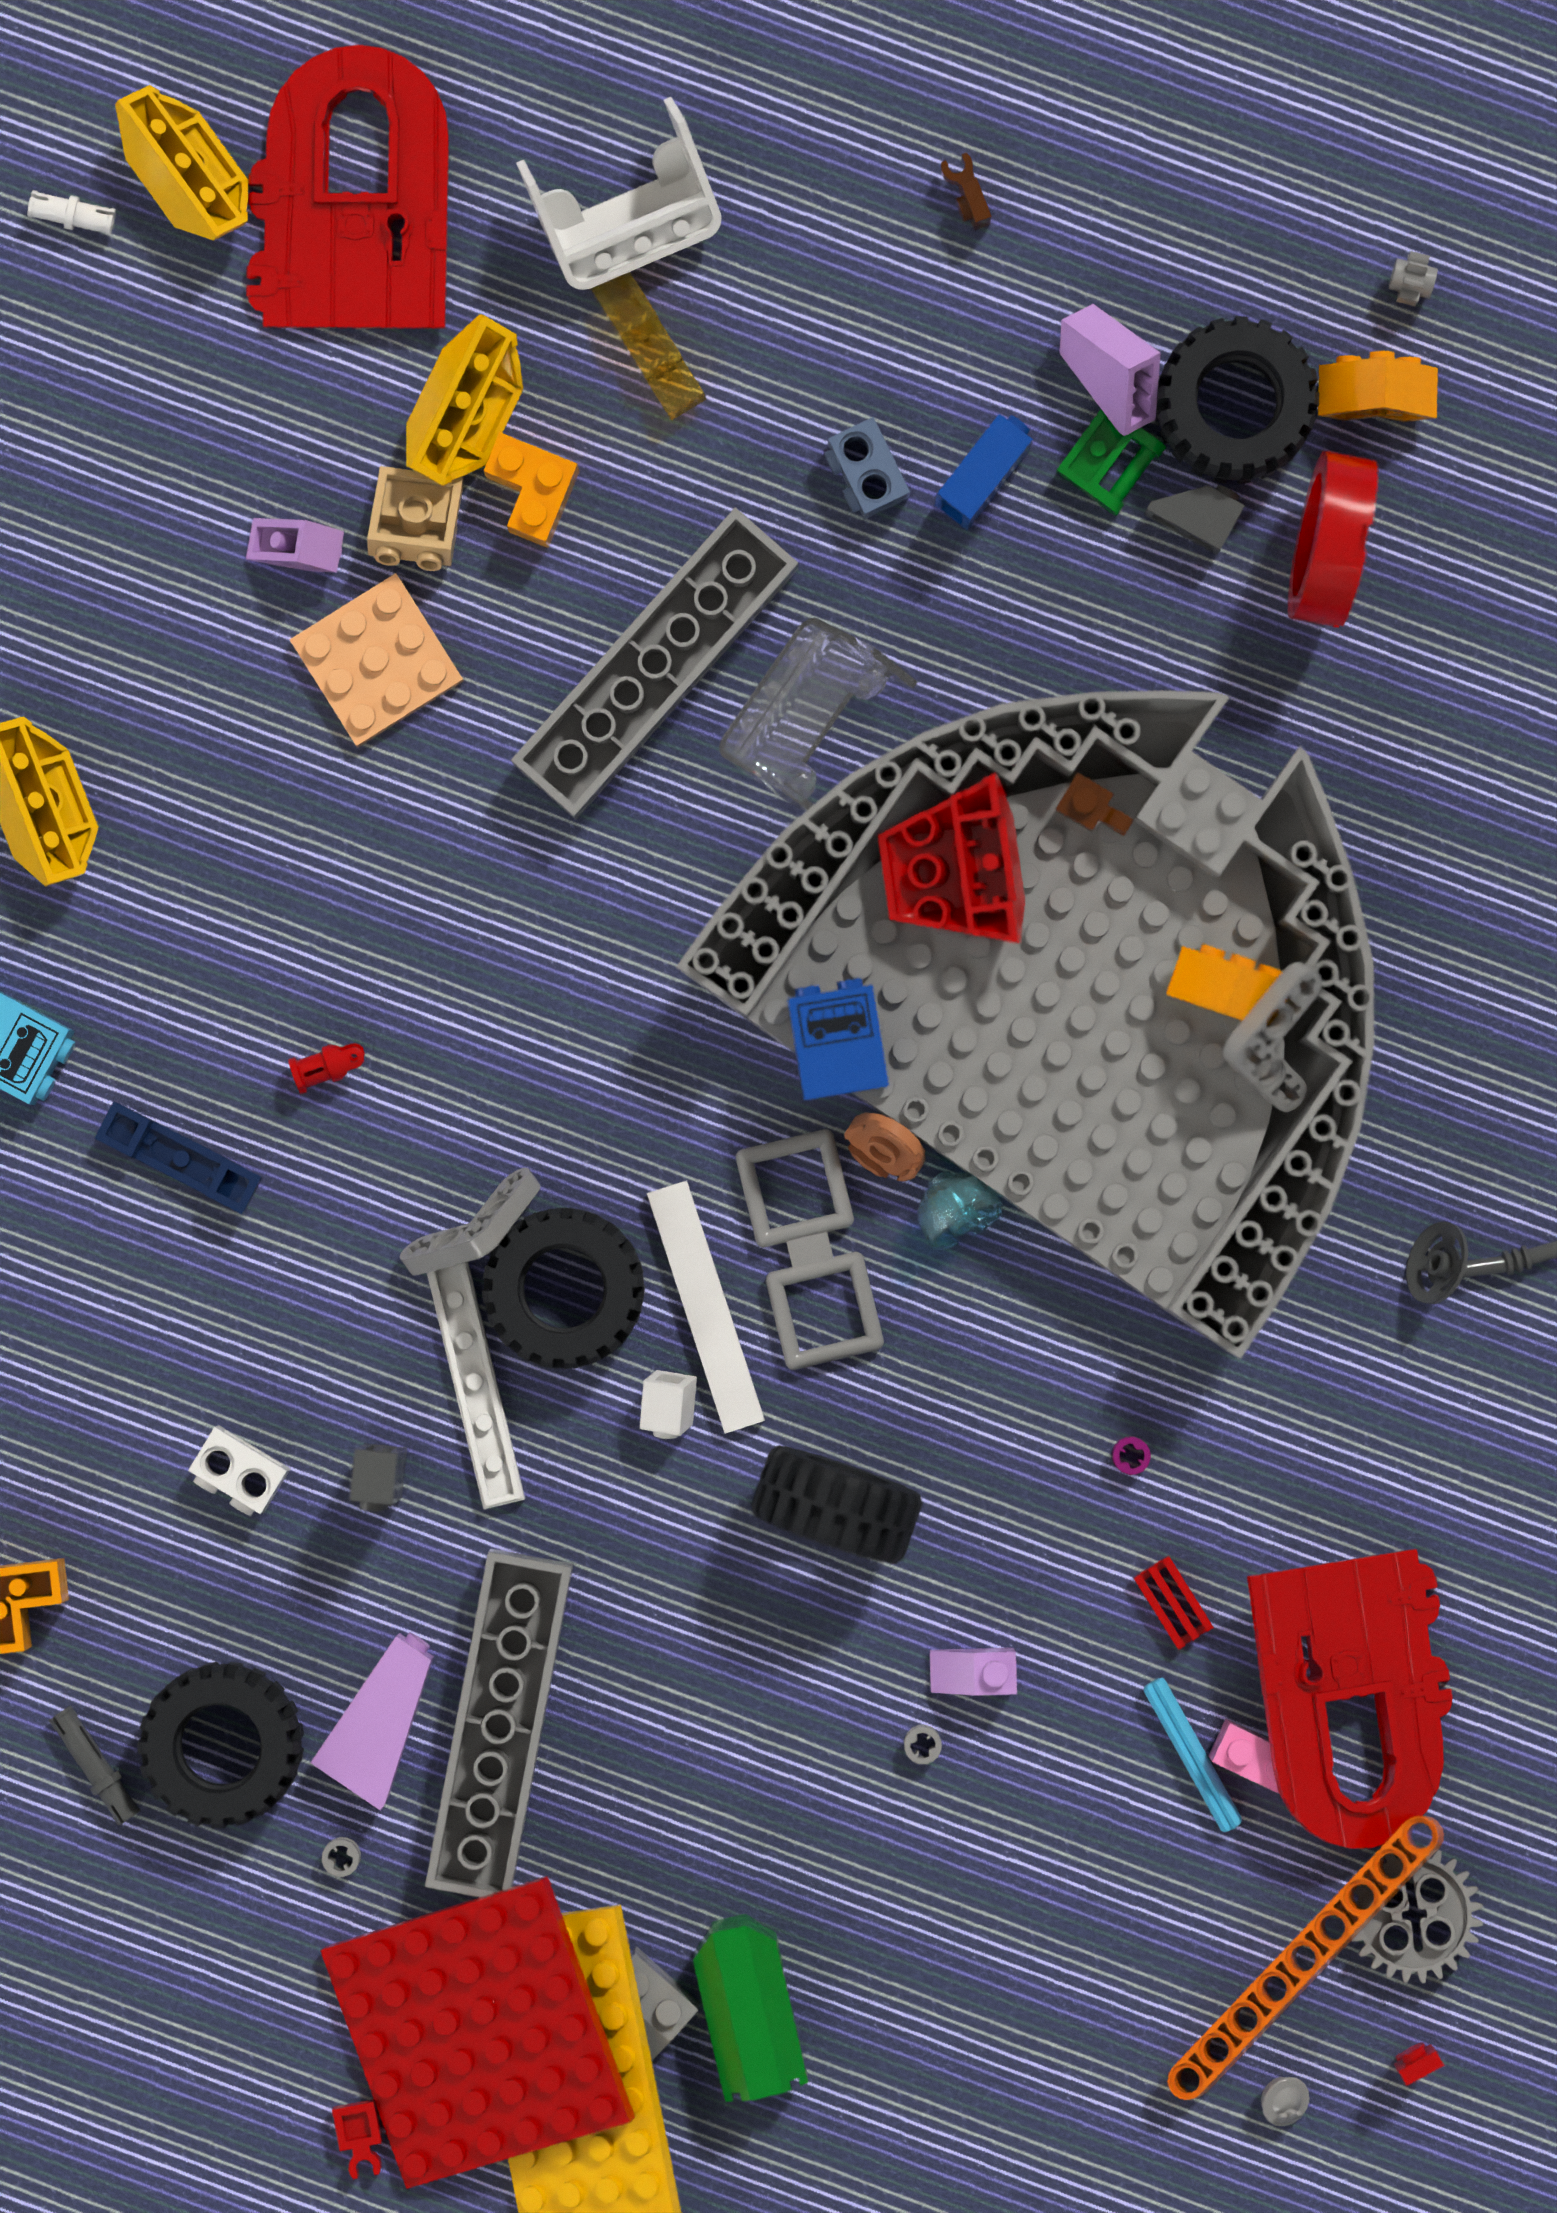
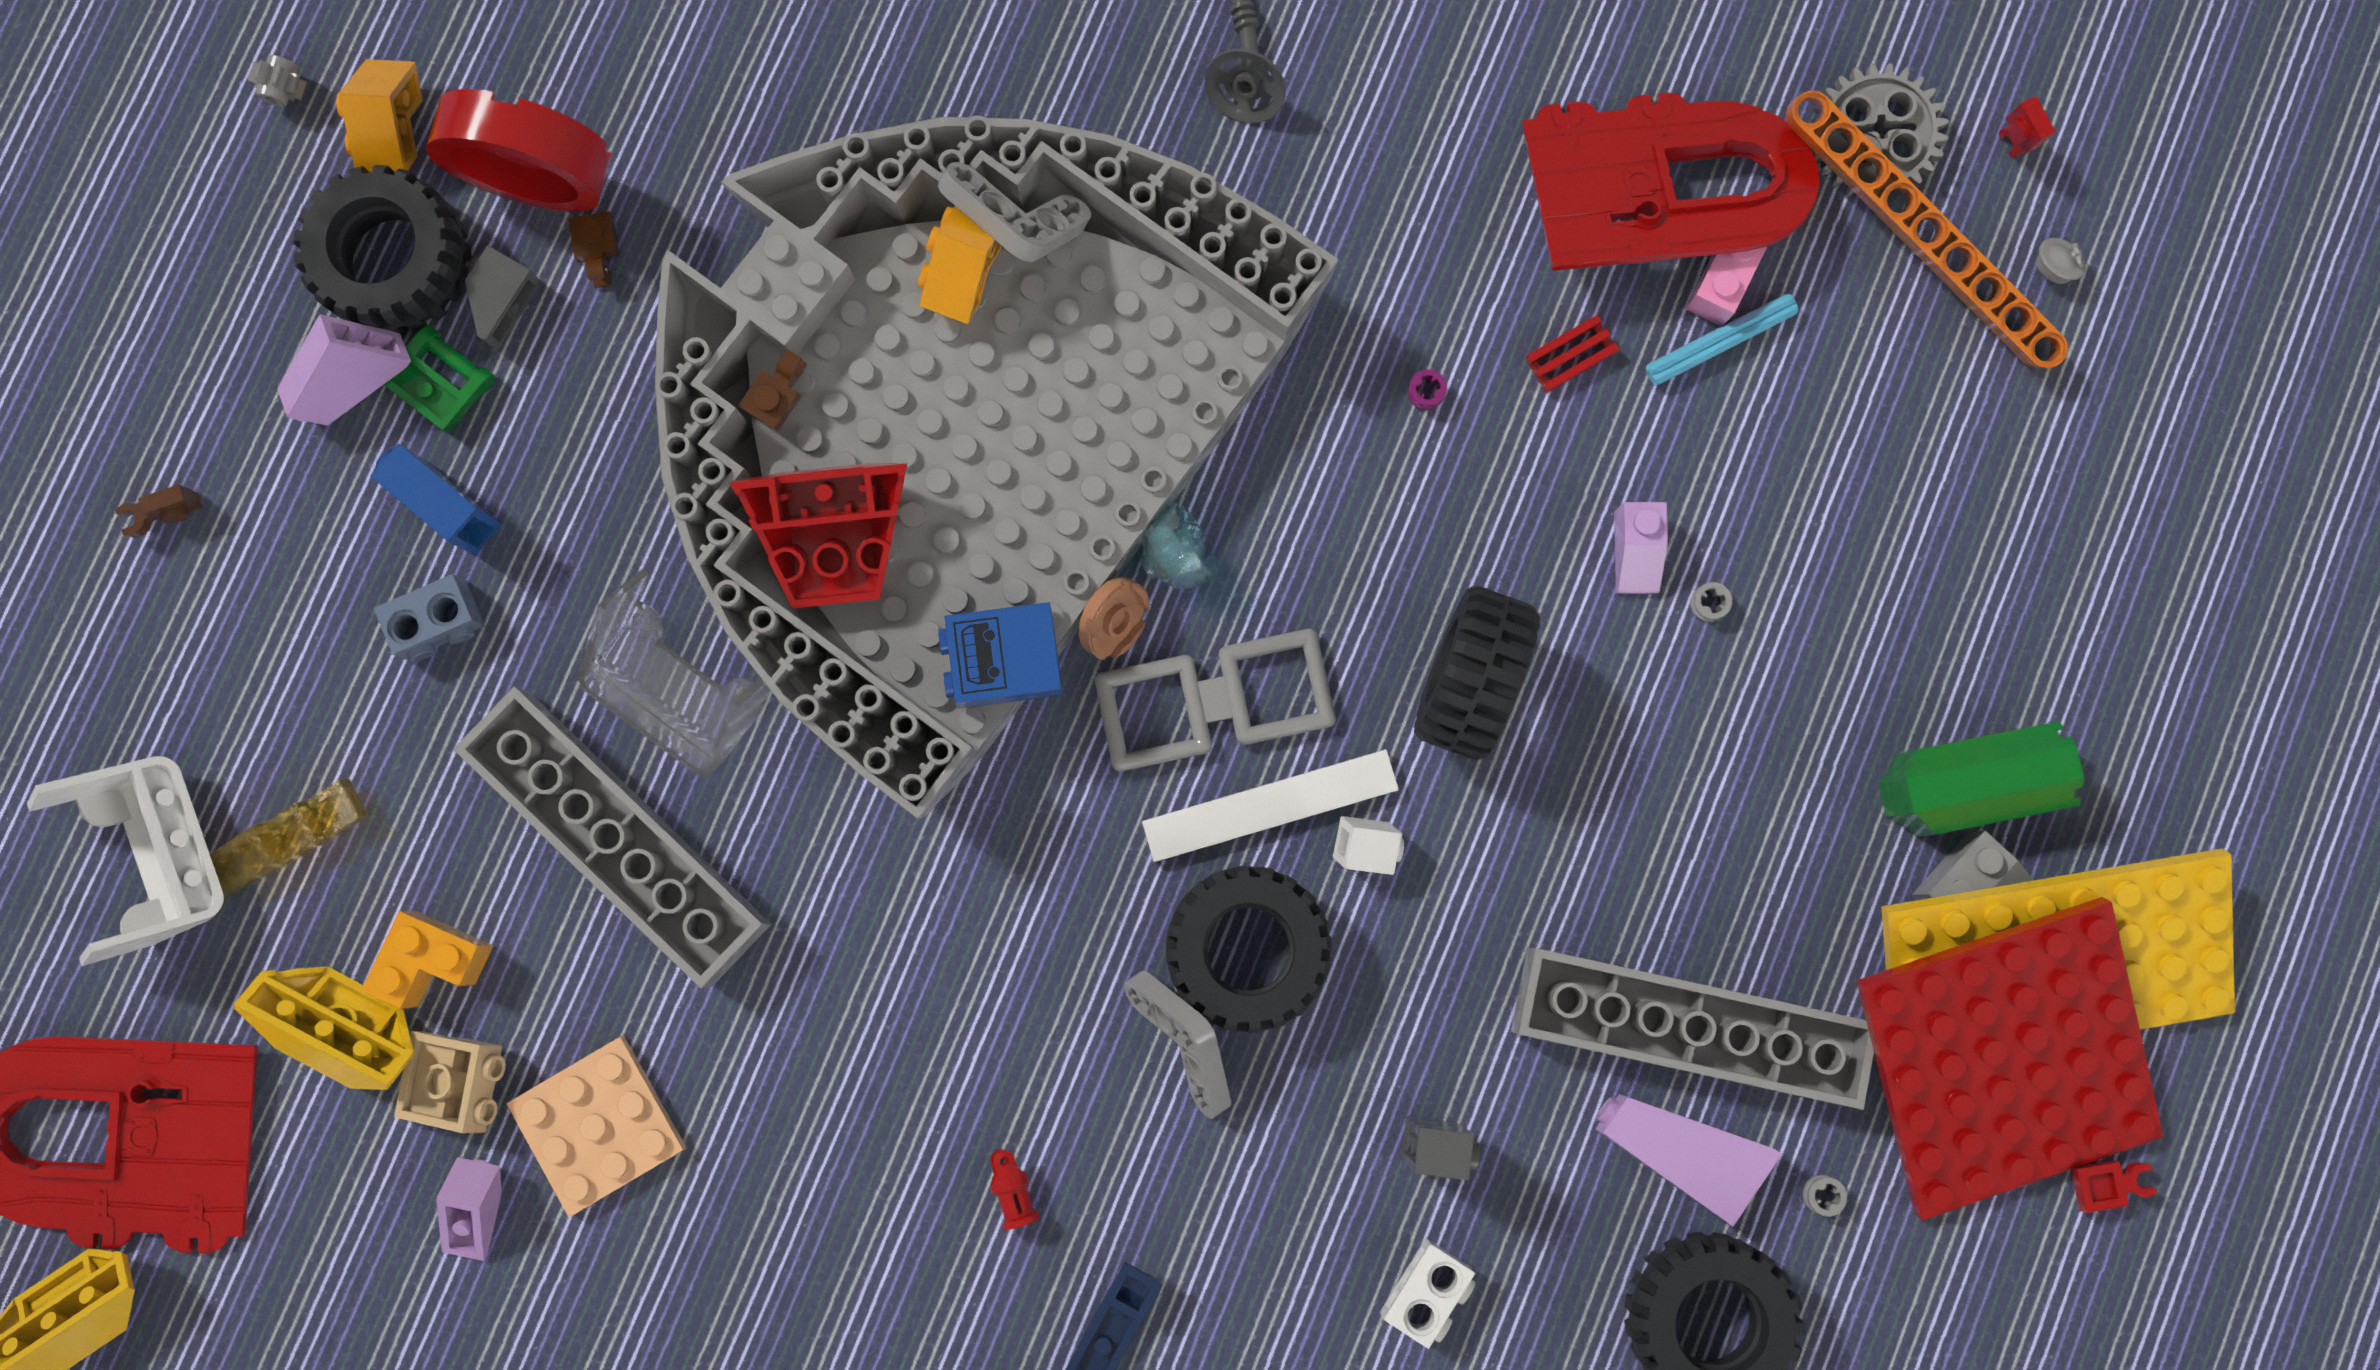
camera: 95 degrees left, 5 degrees down
(476, 1385) = (1345, 1042): white tile -> none
(1258, 606) = (594, 242): none -> reddish brown plate

